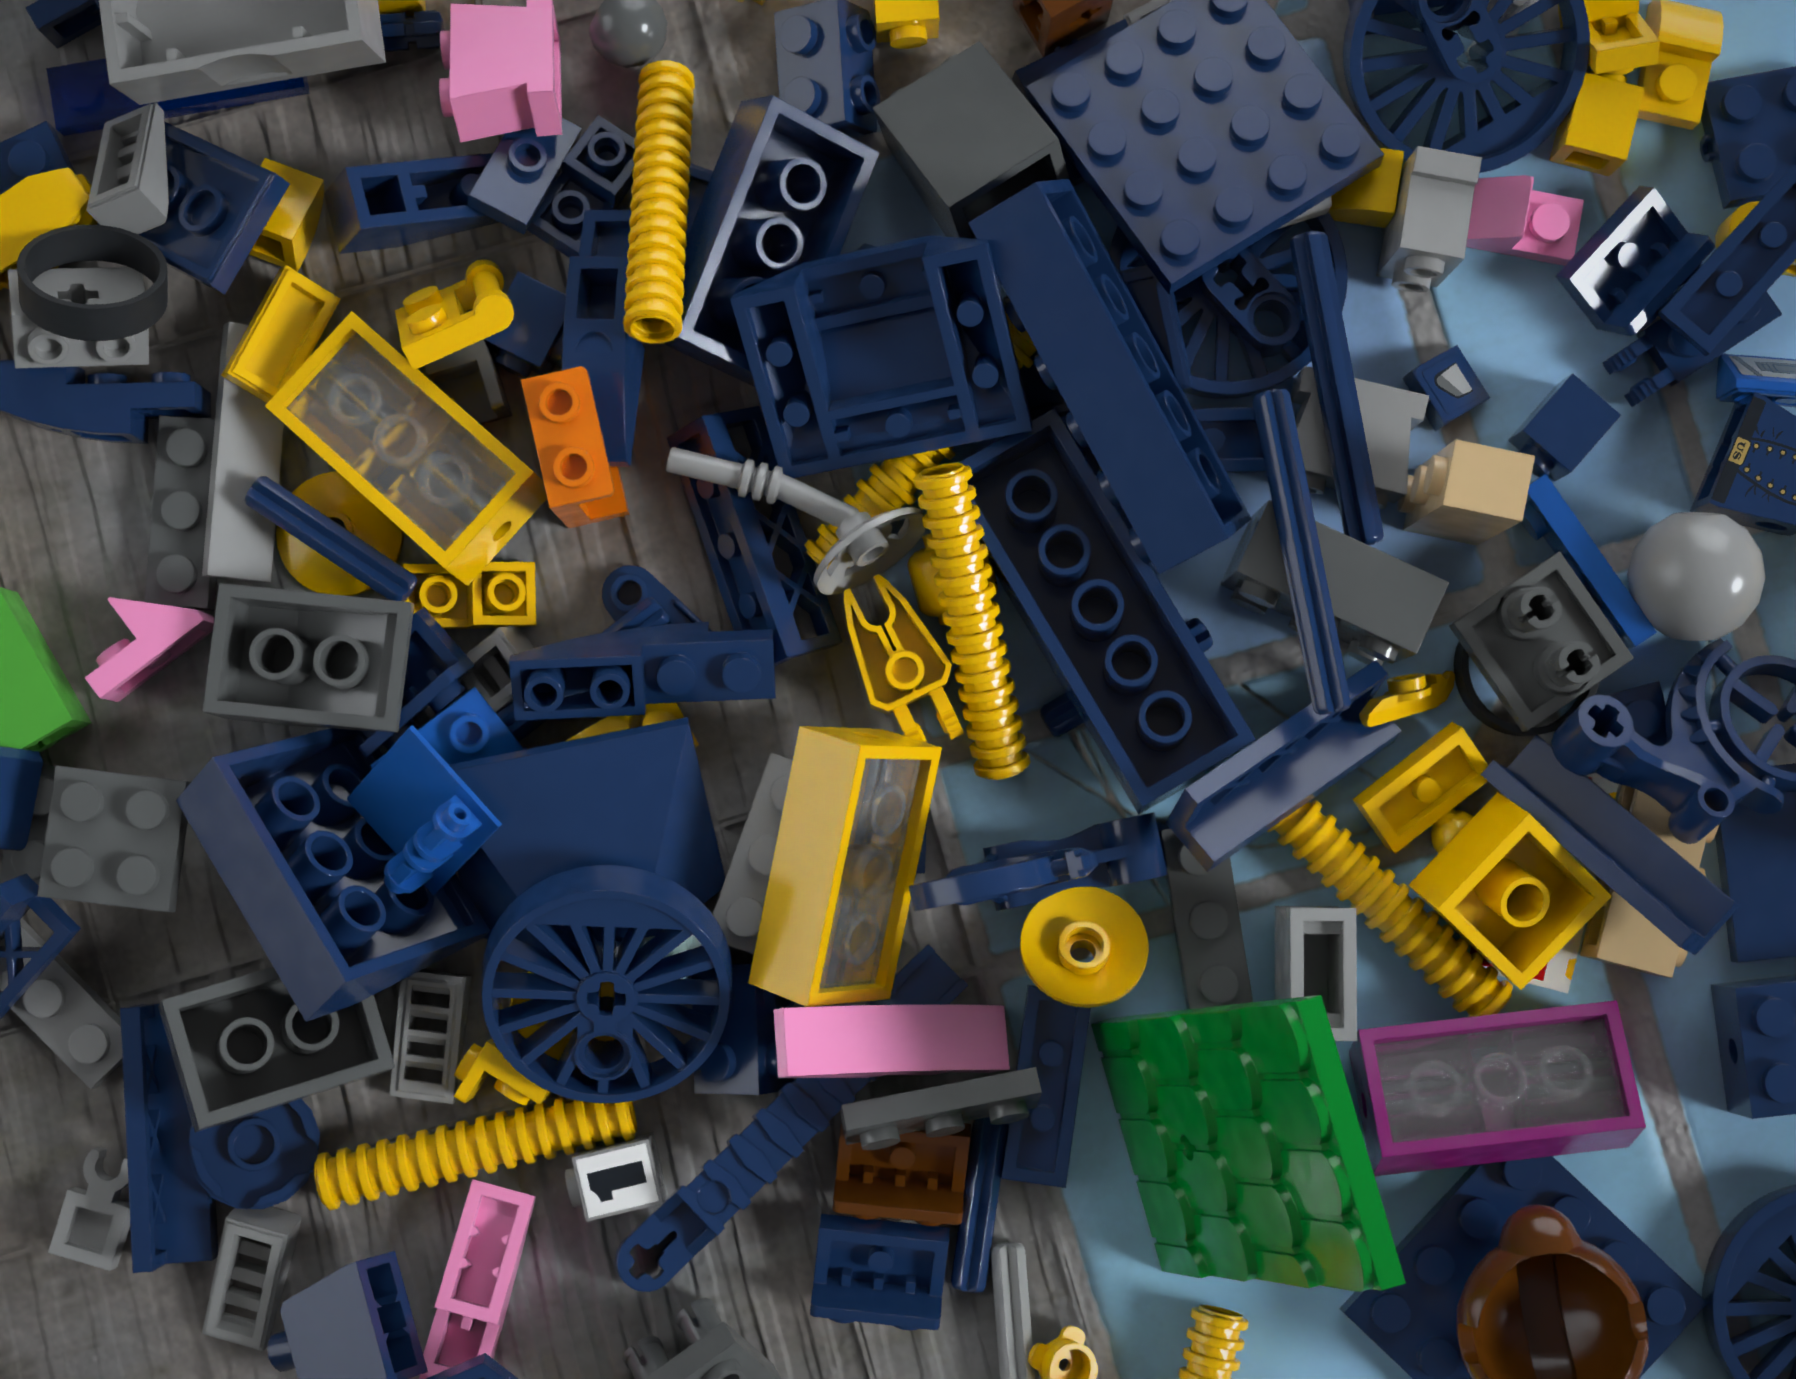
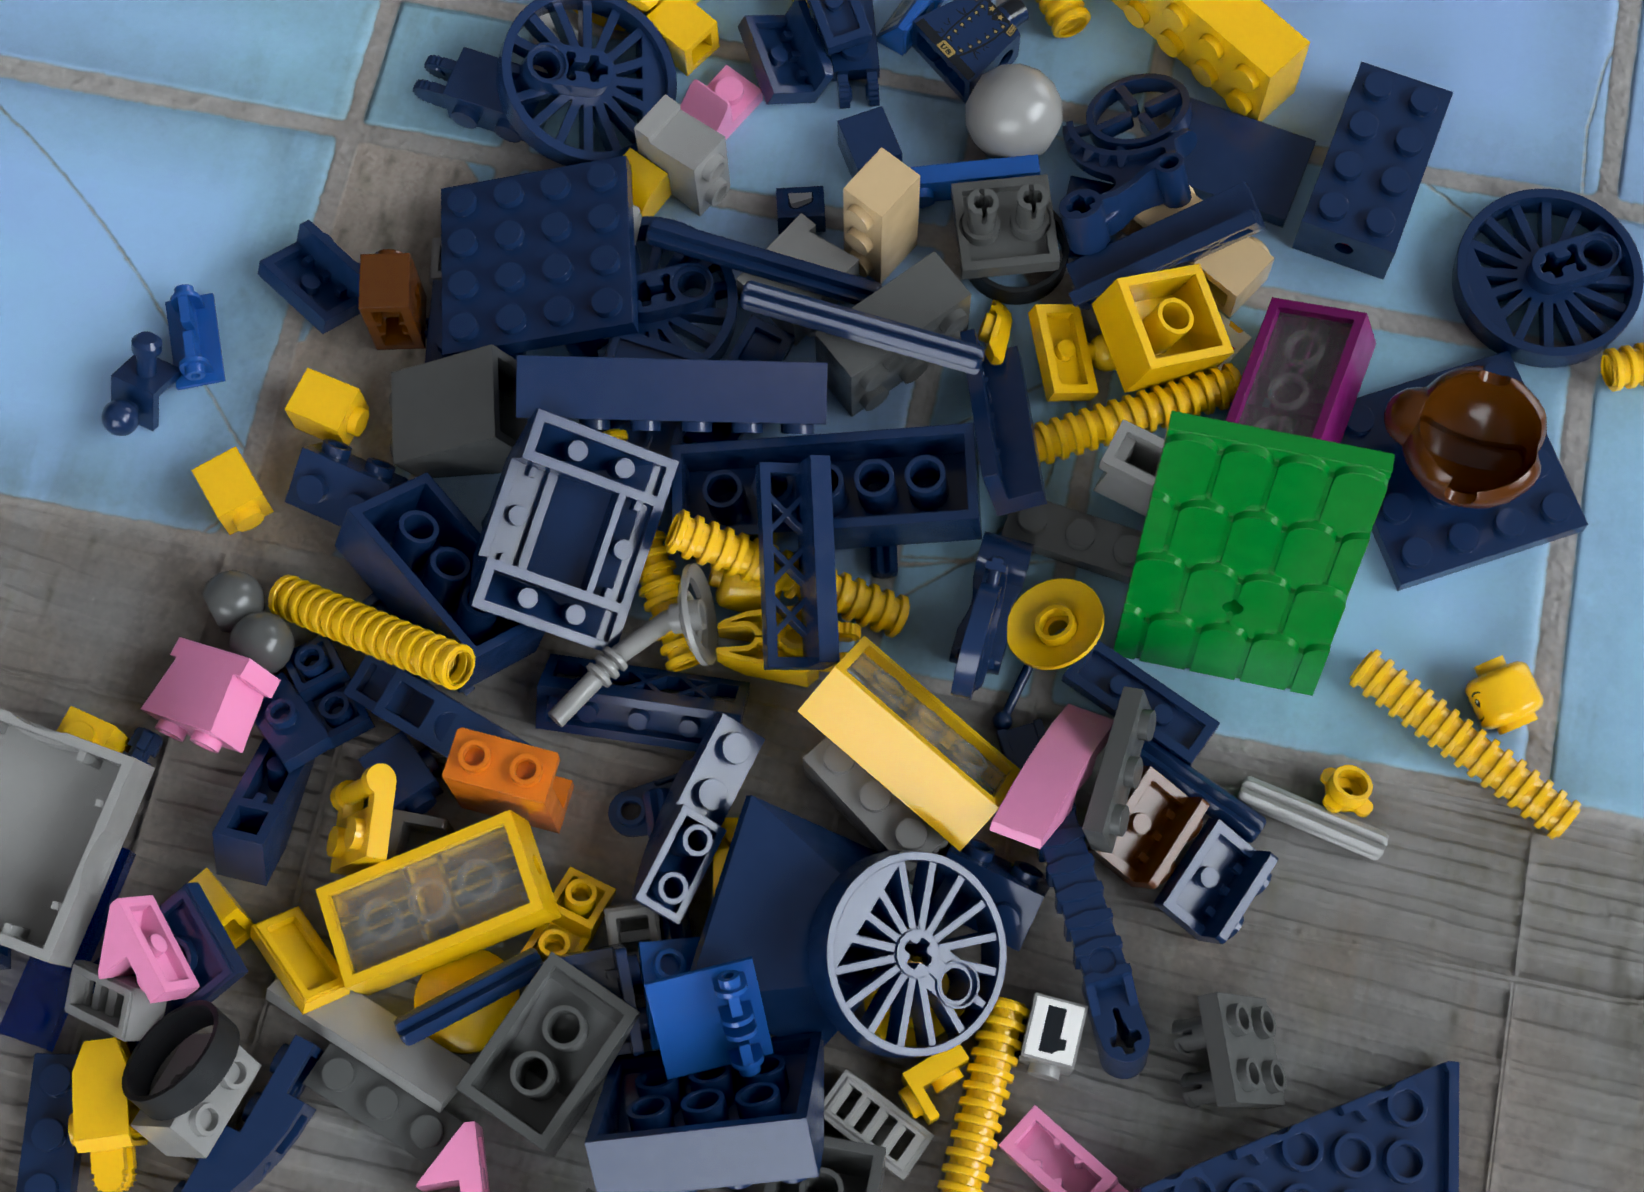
camera: 55 degrees left, 15 degrees down
(192, 169) = (143, 944): none -> bright pink slope
(594, 87) = (263, 639): none -> dark grey piece
(948, 942) = (1003, 719): none -> dark blue hinge
(991, 650) = (816, 564): none -> dark blue fence

